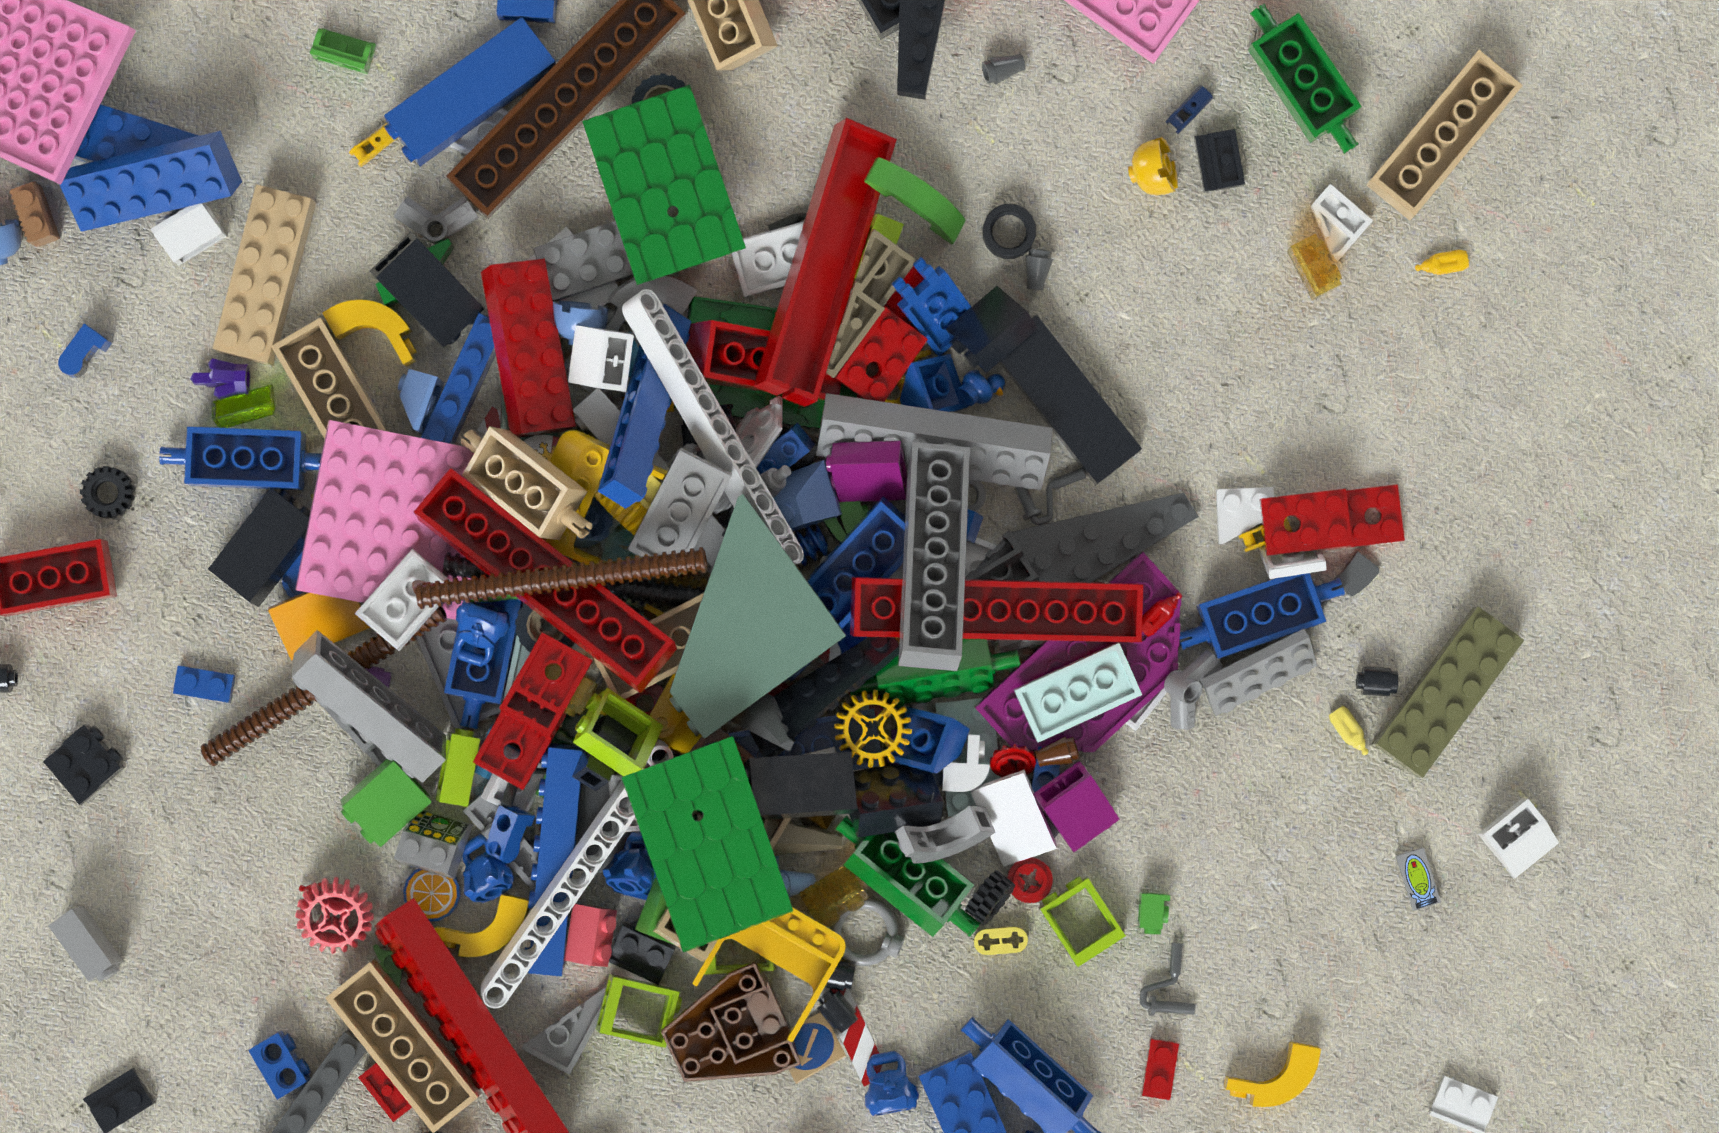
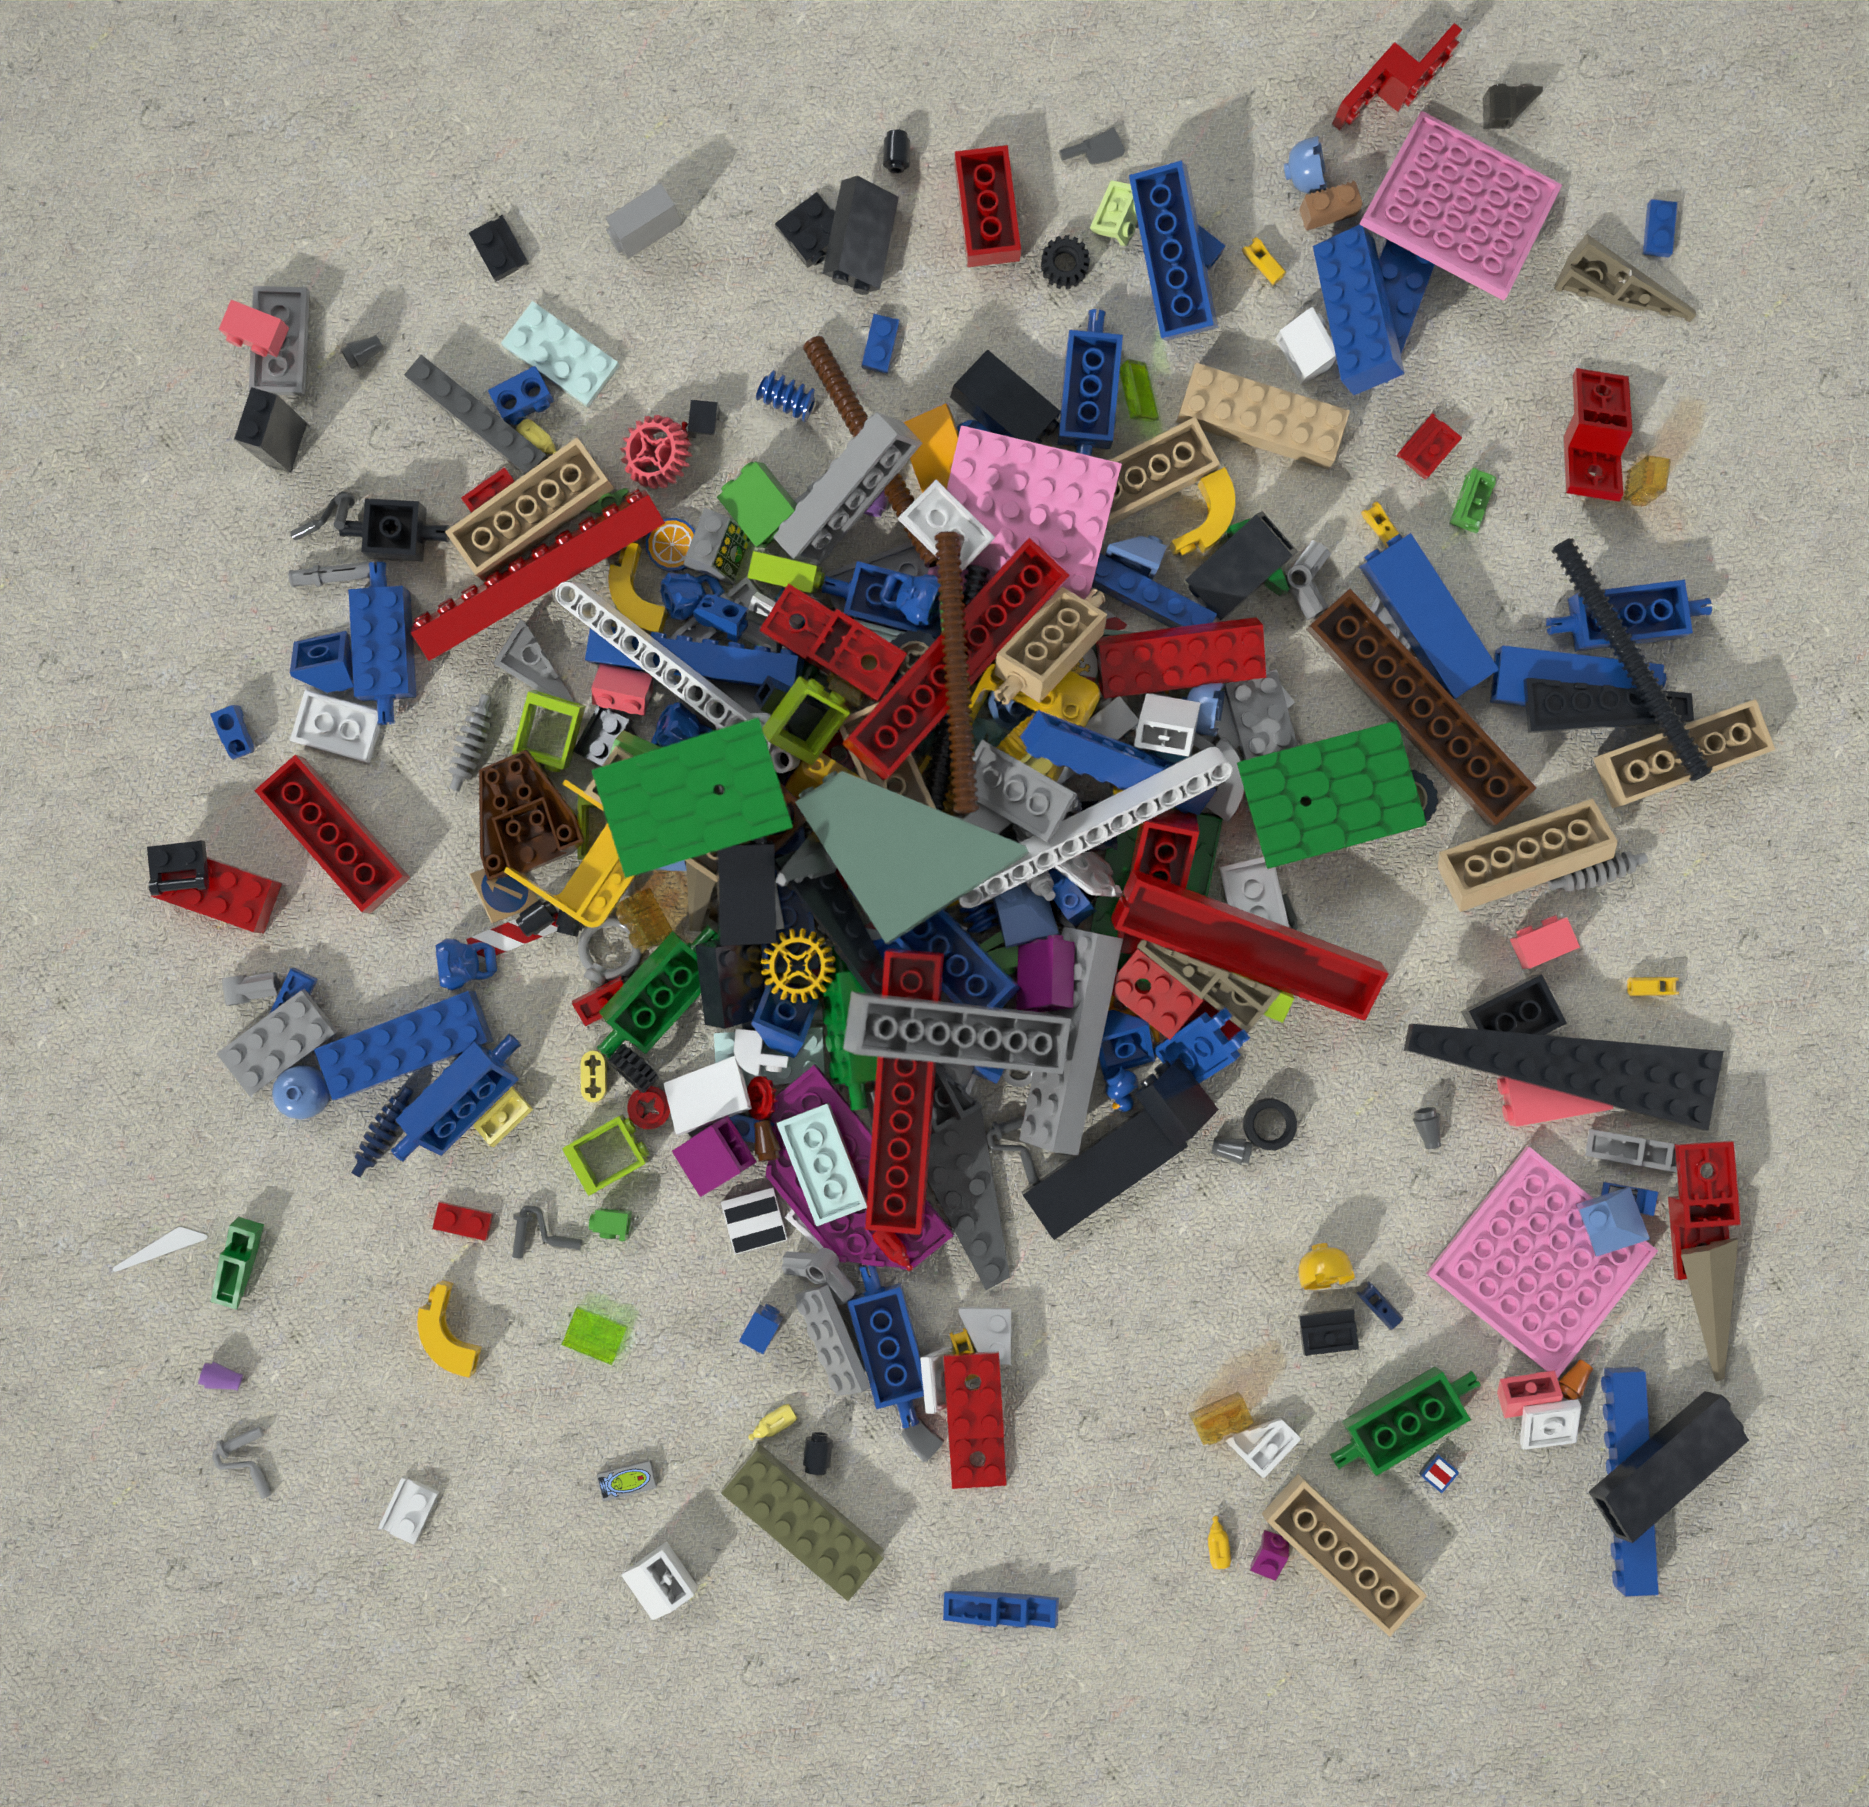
camera: 90 degrees right, 0 degrees up
(50, 437) = (1116, 213): none -> yellowish green bracket
(91, 710) = (860, 235): none -> black brick
(95, 377) = (1173, 251): none -> blue brick
(100, 278) = (1267, 264): none -> yellow bar
(225, 377) = (1166, 376): dark purple rock -> none
(231, 1027) = (560, 354): none -> light aqua plate
(265, 780) = (786, 396): none -> blue piece
(287, 99) = (1429, 446): none -> red plate
(295, 867) = (703, 417): none -> black panel
(322, 1045) = (536, 436): none -> light yellow piece
(655, 1094) = (470, 742): none -> light grey piece
(796, 881) = (659, 882): light blue cone -> none
(917, 196) = (1308, 1038): bright green slope -> none
(925, 947) = (591, 1003): none -> red plate
(946, 837) = (691, 1029): light grey arch -> none
(1049, 1033) = (502, 1117): none -> light yellow plate
(1141, 762) = (754, 1220): none -> tile
(1250, 746) = (761, 1328): none -> blue brick
(1270, 922) = (594, 1335): none -> clear neon green plate
(1356, 41) = (1439, 1473): none -> tile
(1451, 209) = (1270, 1556): none -> magenta bracket
(1523, 483) = (1000, 1608): none -> blue slope

